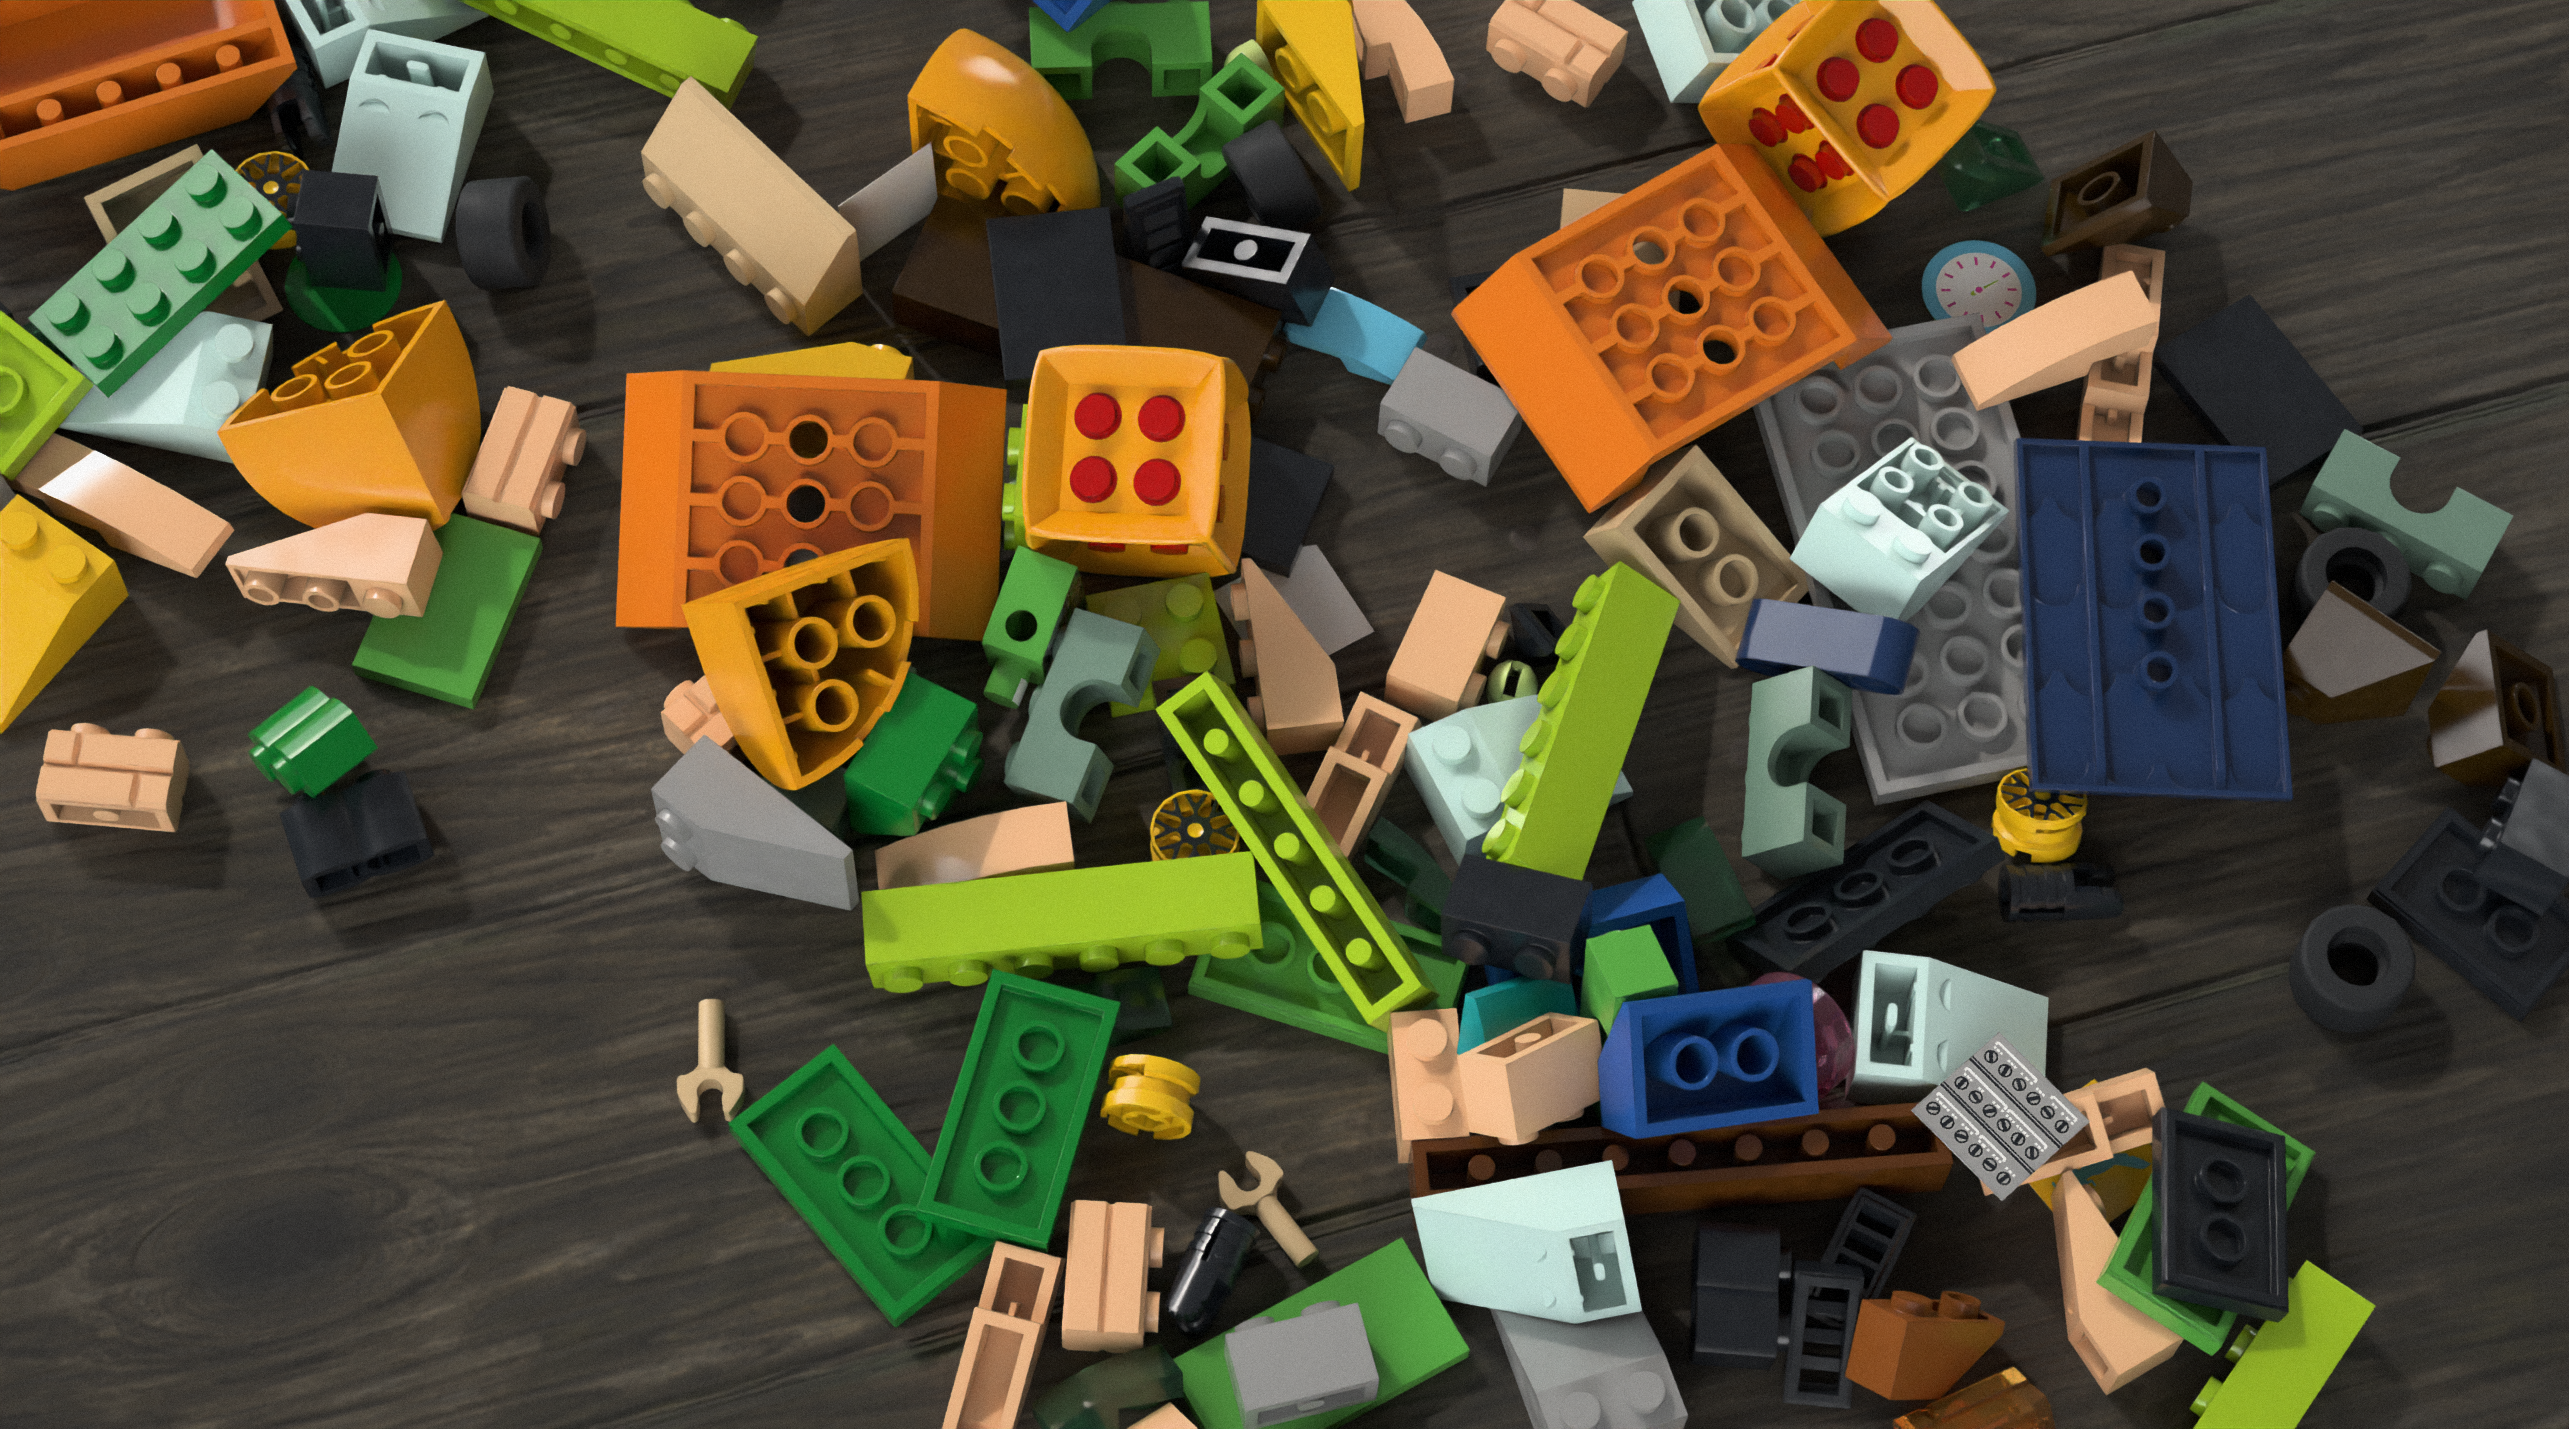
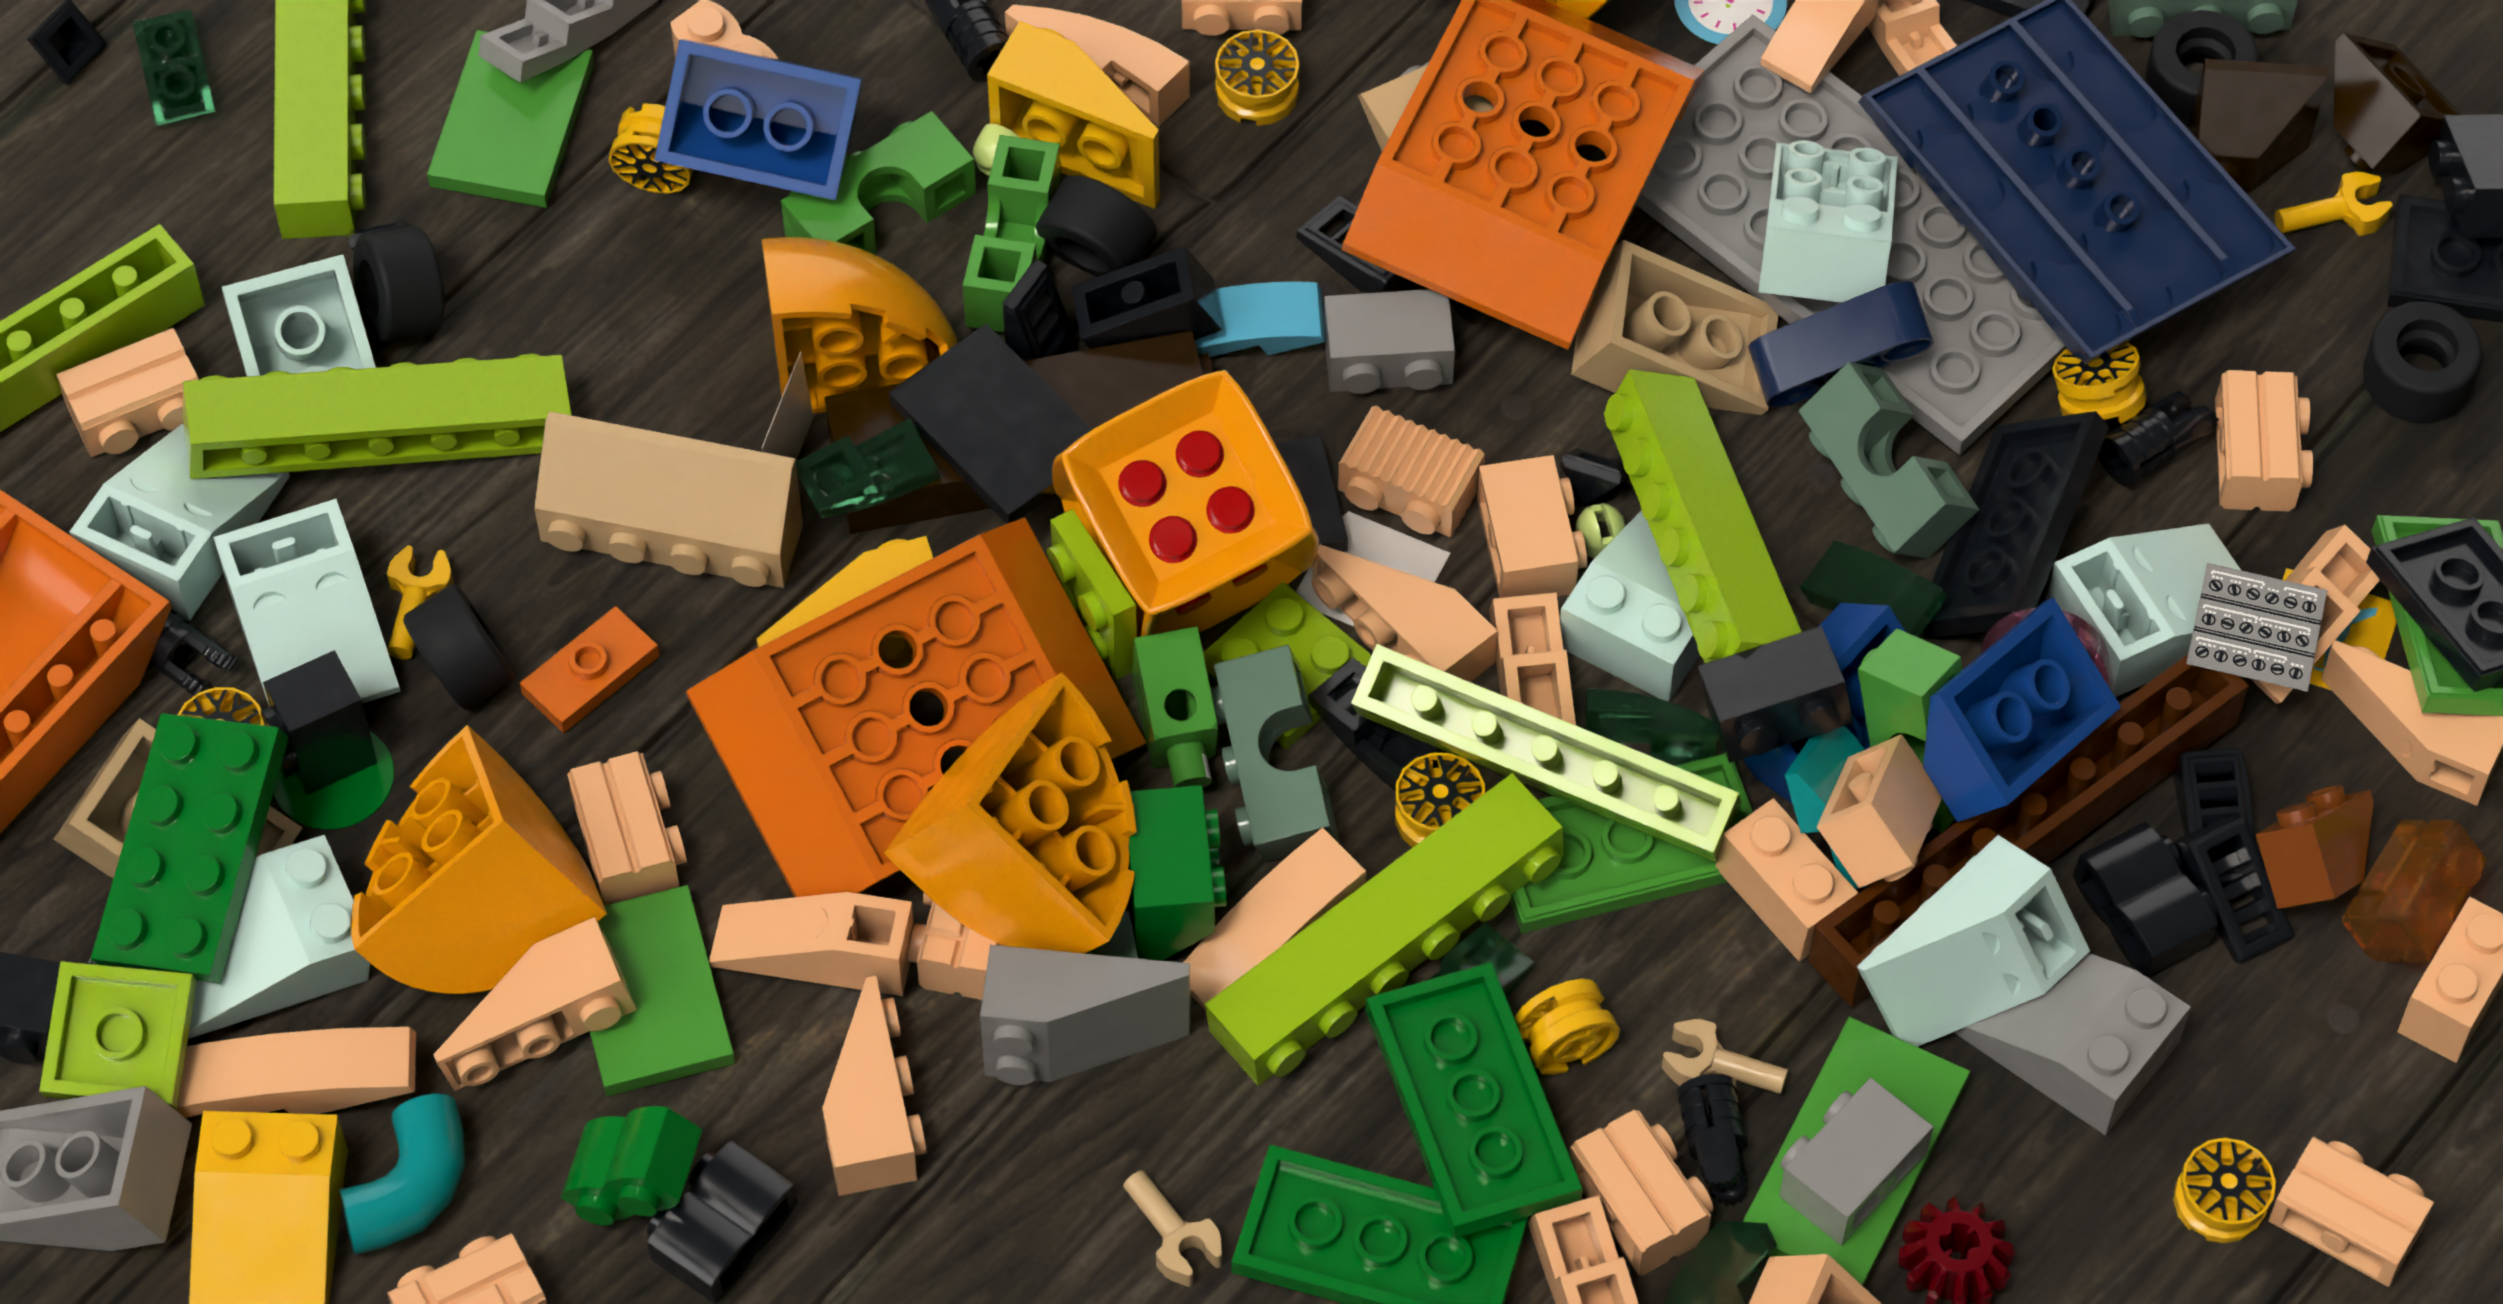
camera: 30 degrees left, 5 degrees down
(149, 656) = (421, 1182): none -> teal cylinder
(515, 146) = (414, 592): none -> yellow bar
(537, 809) = (864, 1107): none -> light nougat slope
(600, 313) = (589, 669): none -> orange plate
(603, 648) = (818, 939): none -> light nougat slope
(921, 279) = (864, 475): none -> clear green slope
(1381, 541) = (1410, 472): none -> light nougat brick
(1511, 129) = (1271, 63): none -> yellow wheel
(2148, 951) = (2261, 440): none -> light nougat brick
(2388, 786) = (2344, 207): none -> yellow bar

